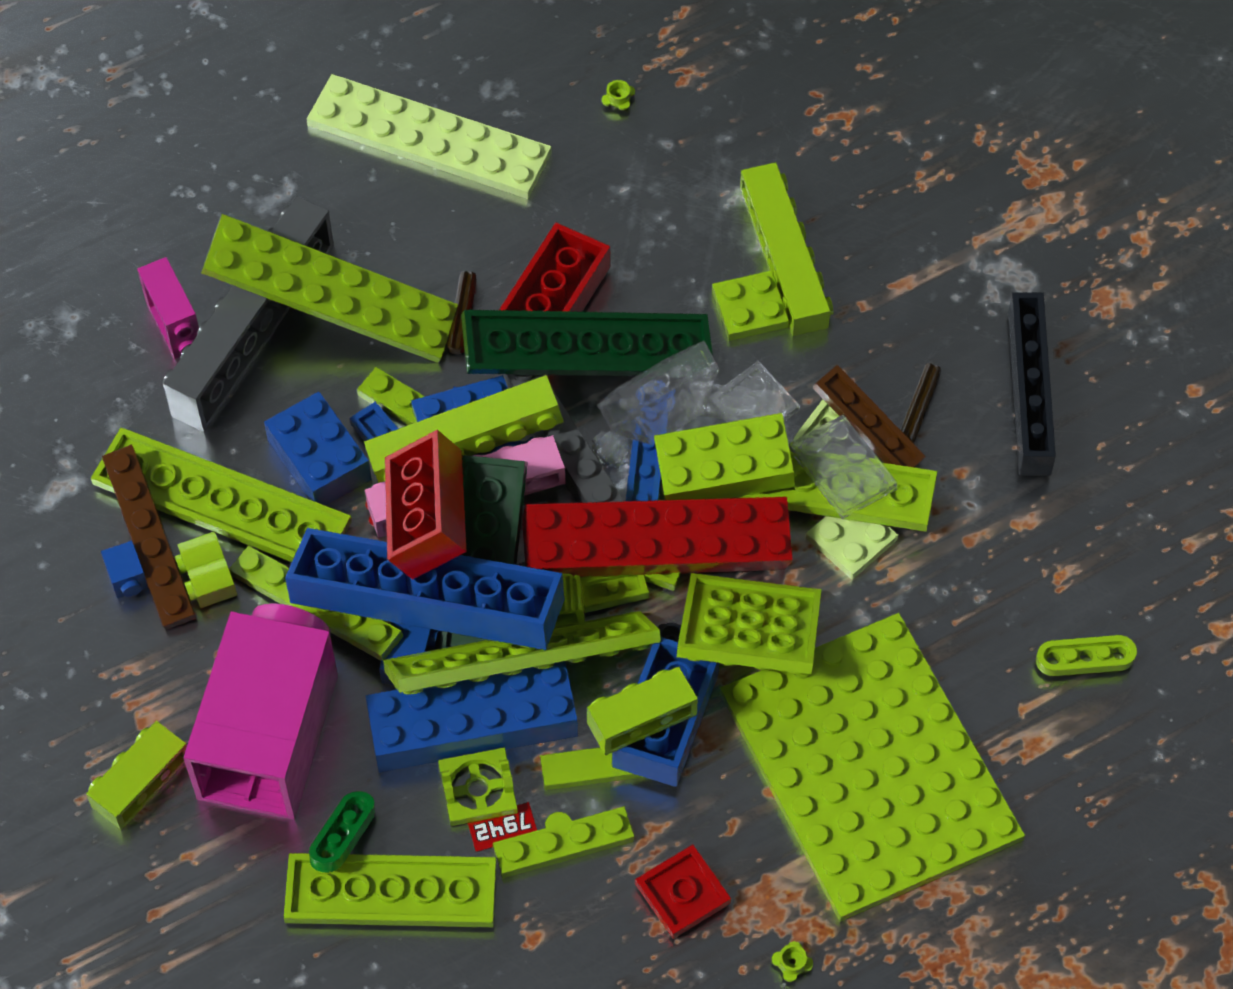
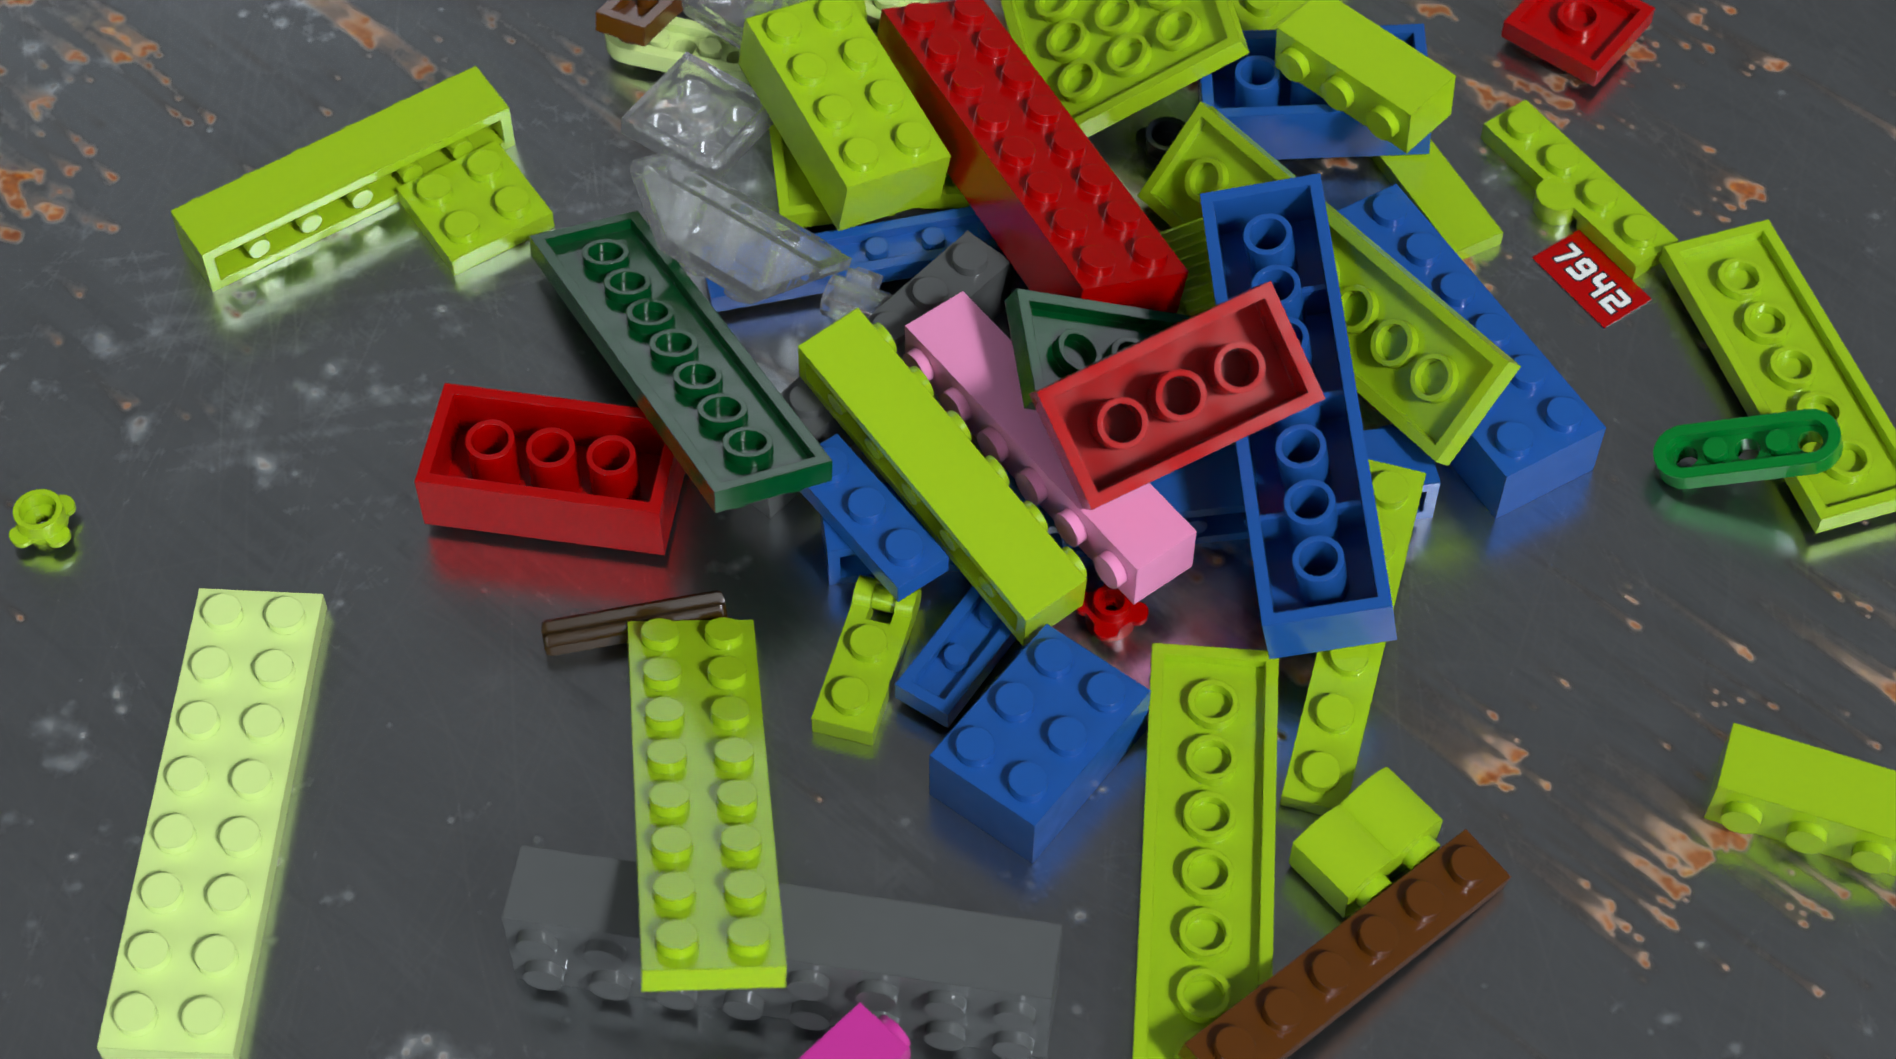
camera: 110 degrees left, 5 degrees down
(124, 569) = (1433, 984): blue brick -> none
(263, 711) = (1627, 599): dark pink container -> none
(460, 814) = (1575, 346): lime piece -> none

